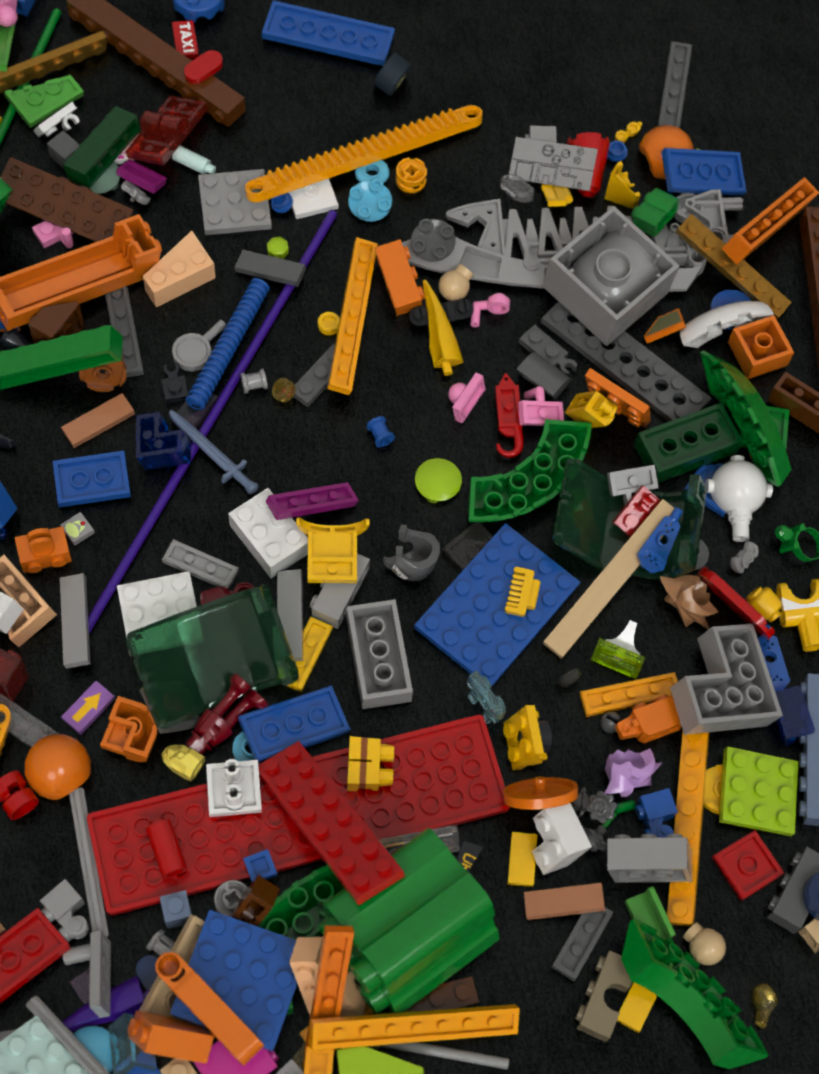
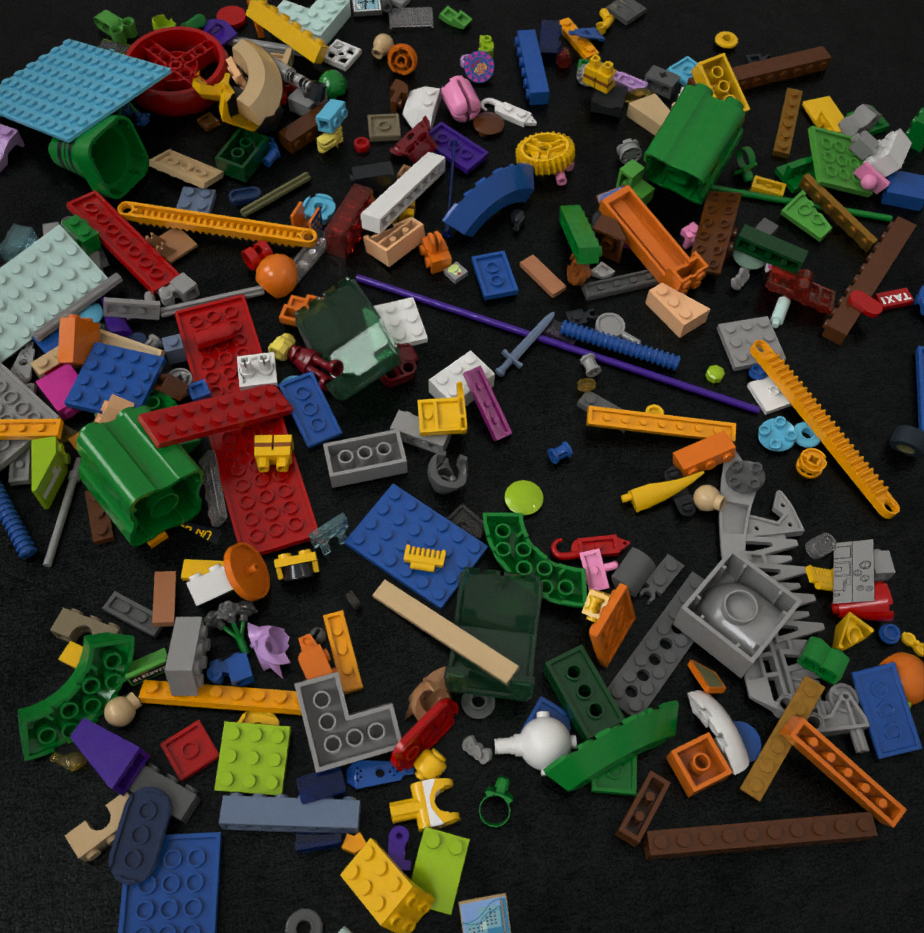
camera: 90 degrees right, 5 degrees down
(49, 125) = (794, 227): white plate -> none
(74, 621) = (385, 275): light grey tile -> none
(88, 707) = (316, 287): medium lavender tile -> none
(141, 176) = (756, 281): magenta tile -> none
(158, 446) = (524, 305): clear blue brick -> none
(200, 564) = (434, 346): light grey tile -> none
(208, 1007) = (90, 357): orange piece -> none
(270, 268) = (693, 368): dark grey tile -> none
(291, 608) = (391, 401): light grey tile -> none
(314, 639) = (366, 415): yellow tile -> none
(331, 974) = (101, 412): orange plate -> none
(413, 1027) = (70, 490): light orange plate -> none
(466, 396) = (602, 513): bright pink tile -> none
(495, 304) = (698, 533): bright pink plate -> none
(620, 652) = (379, 640): clear neon green piece -> none
(630, 480) = (535, 642): light grey hinge -> none
(636, 511) = (509, 648): plate -> none
(655, 548) = (471, 660): blue piece -> none
(766, 946) = (110, 755): none -> dark purple slope

